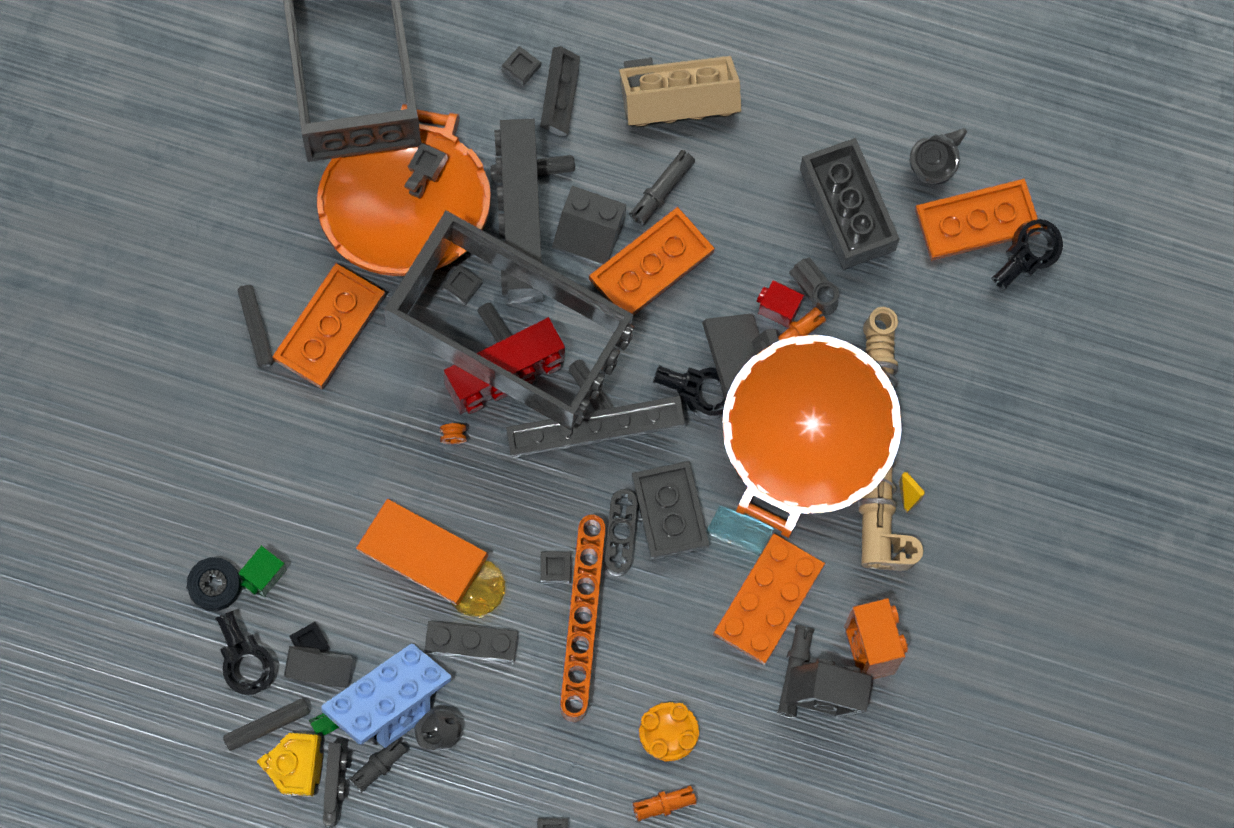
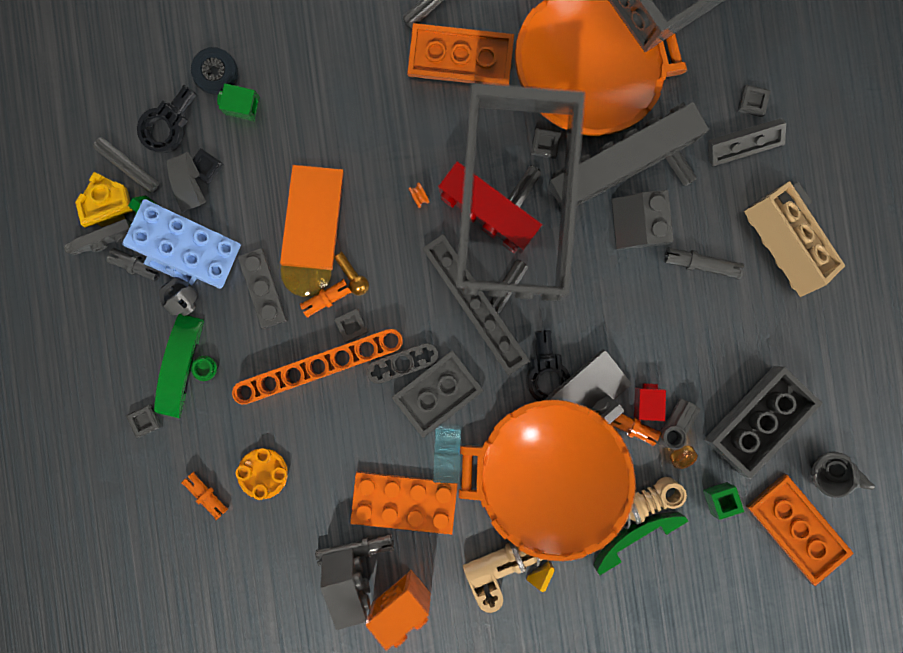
camera: 70 degrees right, 15 degrees up
(425, 165) = (630, 64): dark grey plate -> none
(511, 768) = (176, 365): none -> green slope
(513, 579) = (325, 298): none -> orange pin
(514, 541) = (358, 284): none -> pearl gold bar
(526, 741) = (204, 368): none -> green plate
(652, 262) = (635, 285): orange plate -> none
(851, 296) = (683, 457): none -> clear orange tile
(912, 276) = (723, 500): none -> green brick
(917, 412) = (665, 521): none -> green slope
(1020, 249) = (784, 579): black pin -> none

